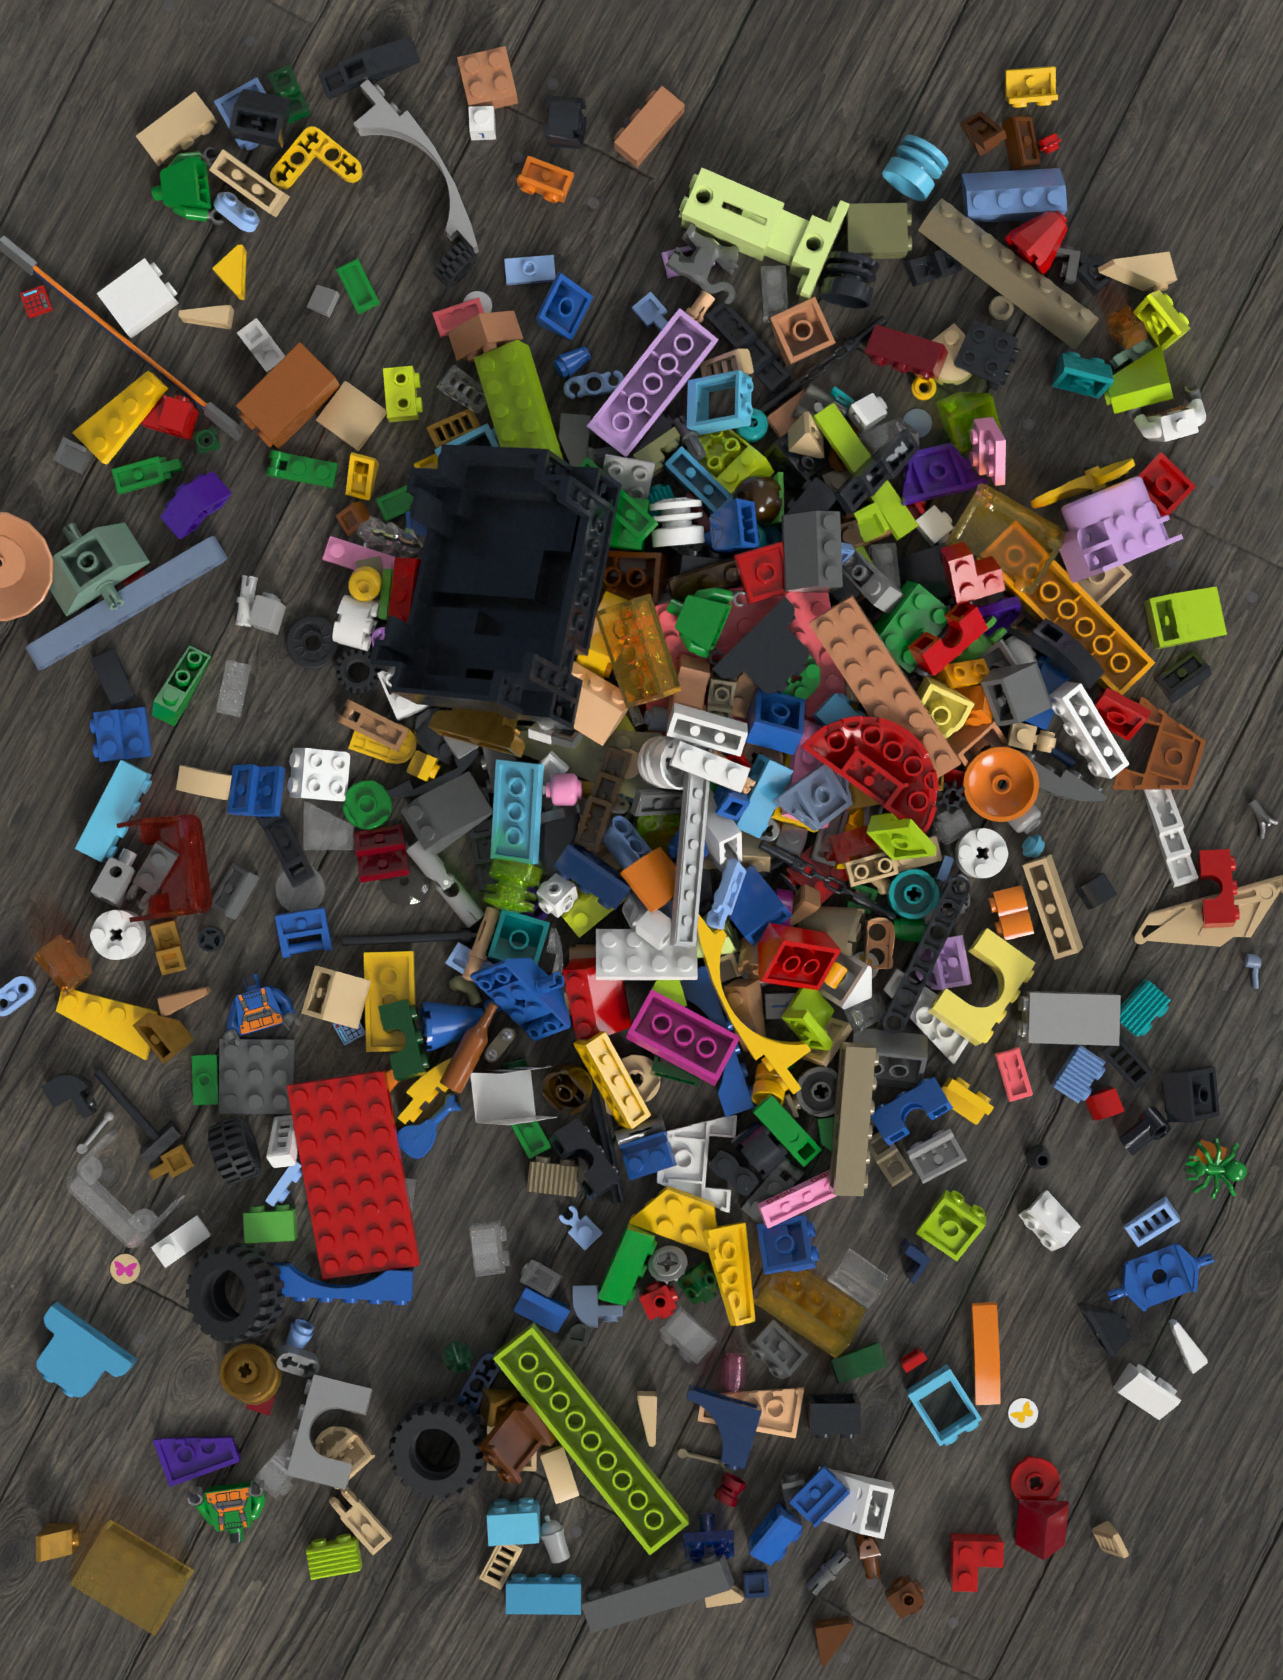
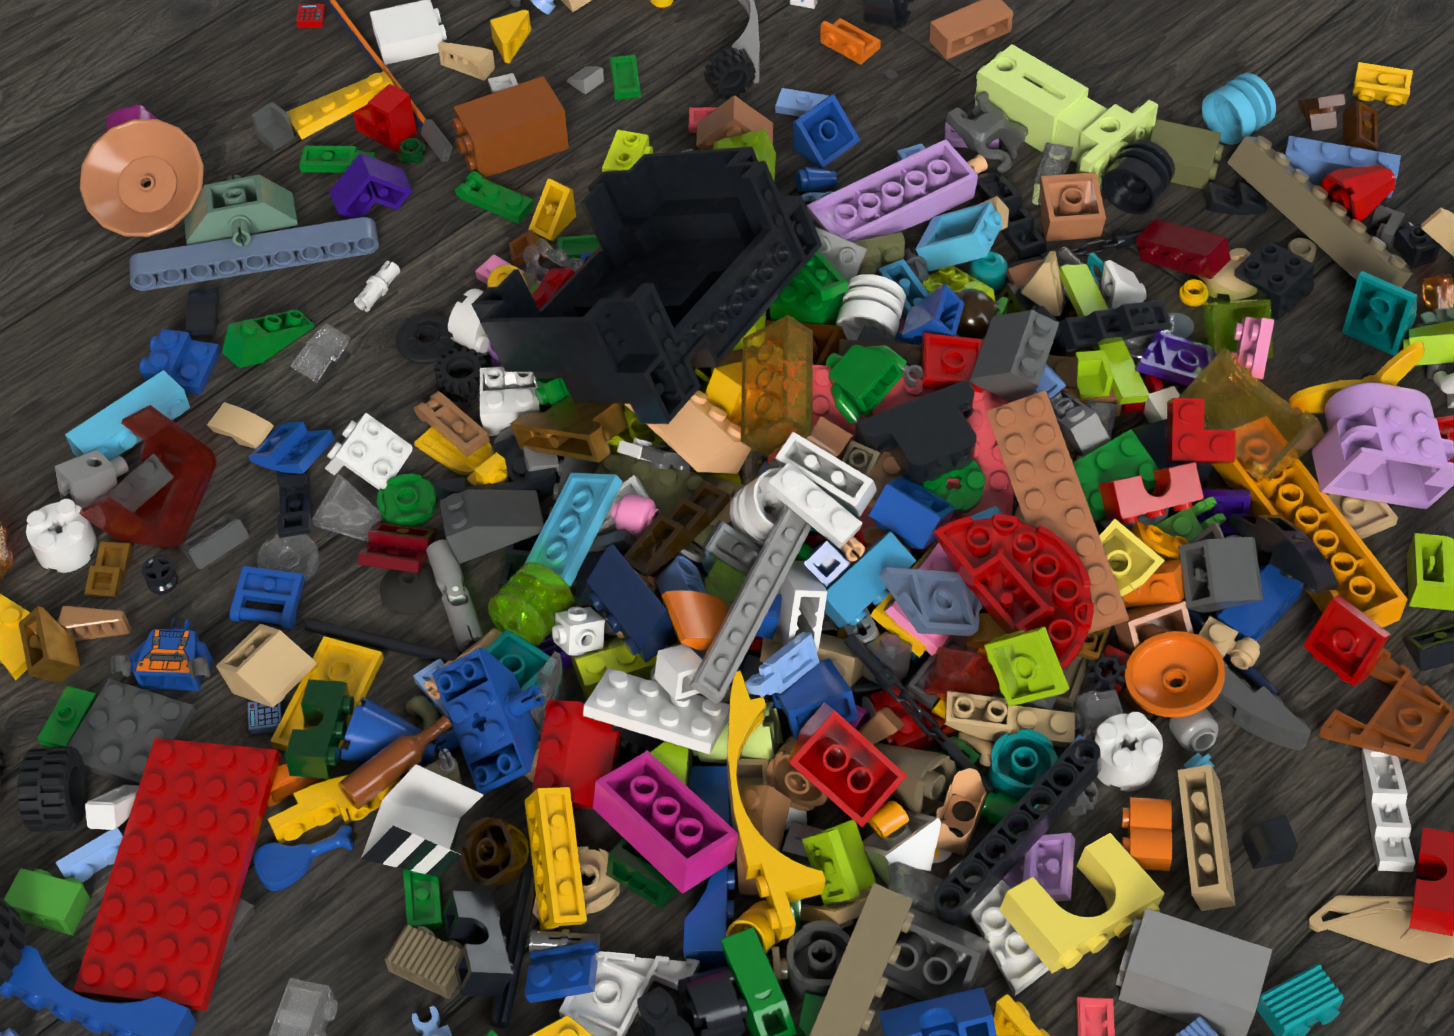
camera: 25 degrees right, 35 degrees down
(267, 613) = (391, 290): light grey brick -> none
(351, 416) = (568, 164): tan slope -> none
(1049, 143) = (1391, 132): red plate -> none
(1088, 730) = (1303, 647): white brick -> none

